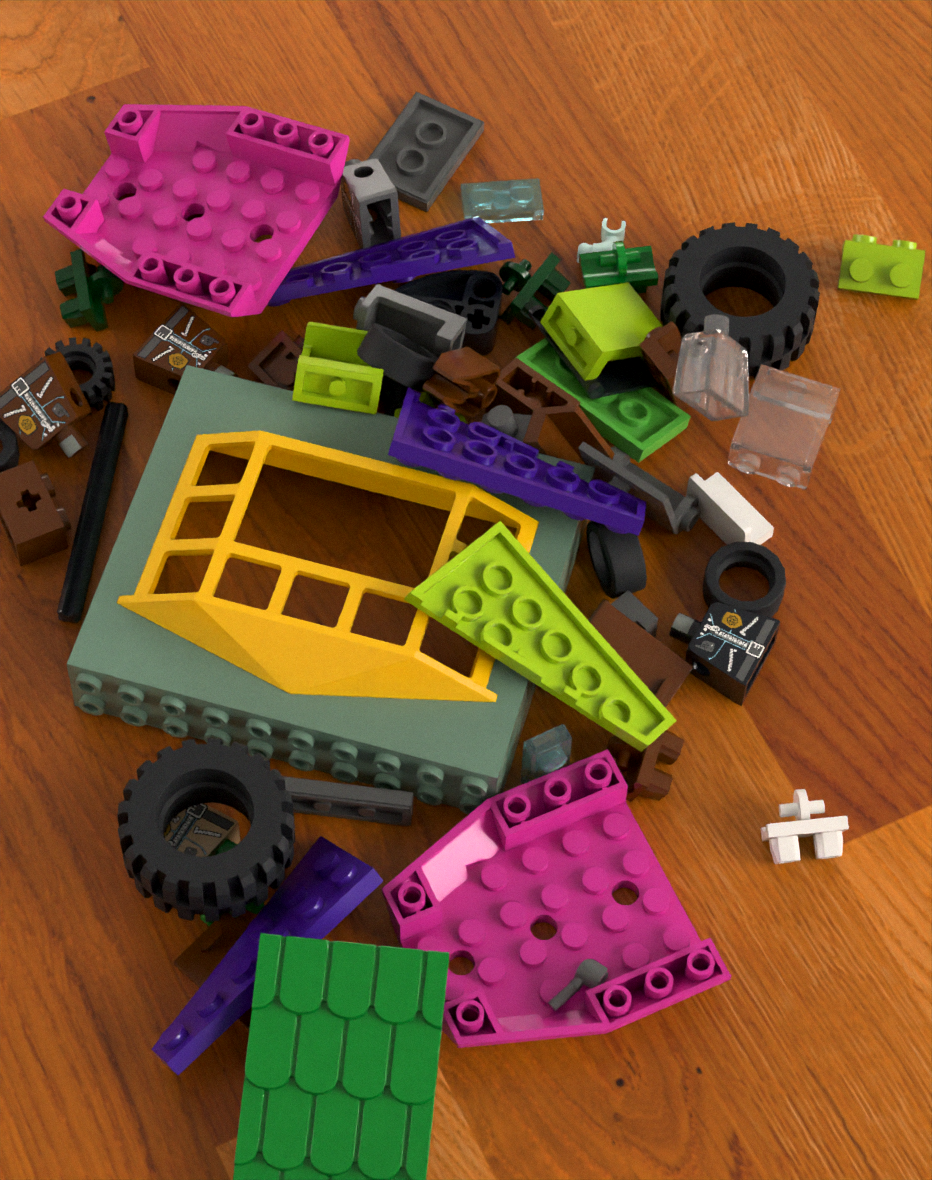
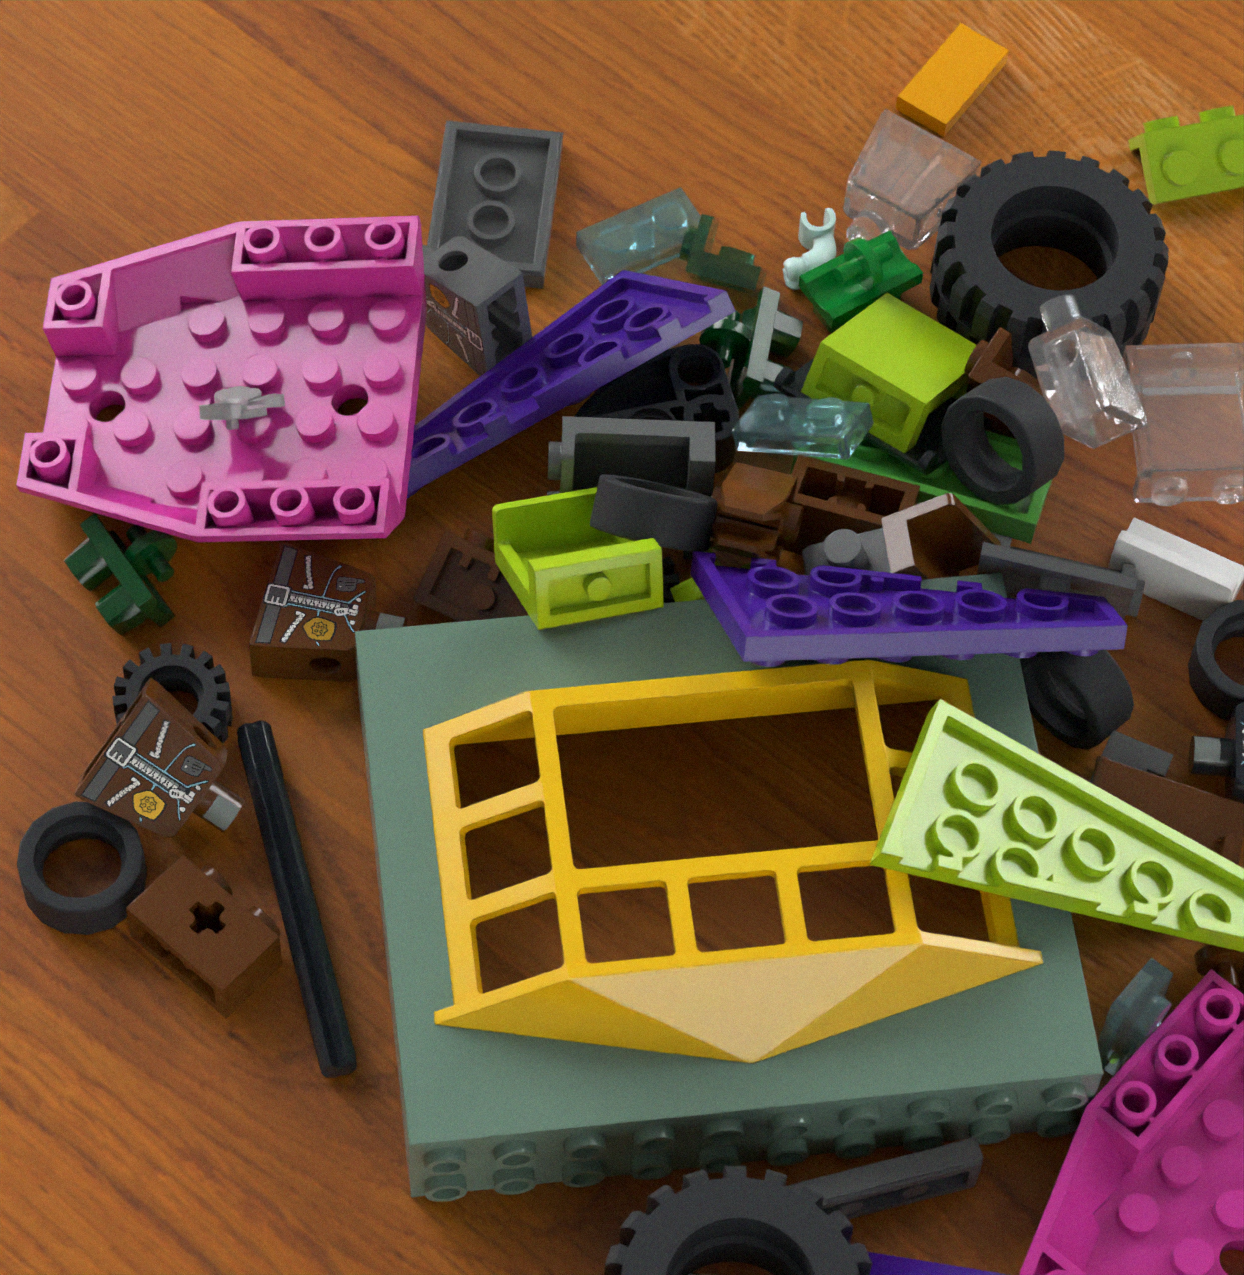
camera: 25 degrees left, 0 degrees up
(192, 213) = (239, 403): none -> light grey piece
(528, 342) = (803, 426): none -> clear light blue plate
(529, 226) = (729, 269): none -> clear green bracket
(641, 391) = (1029, 421): none -> black tyre
(674, 216) = (903, 182): none -> clear torso
(748, 169) = (952, 79): none -> light orange tile

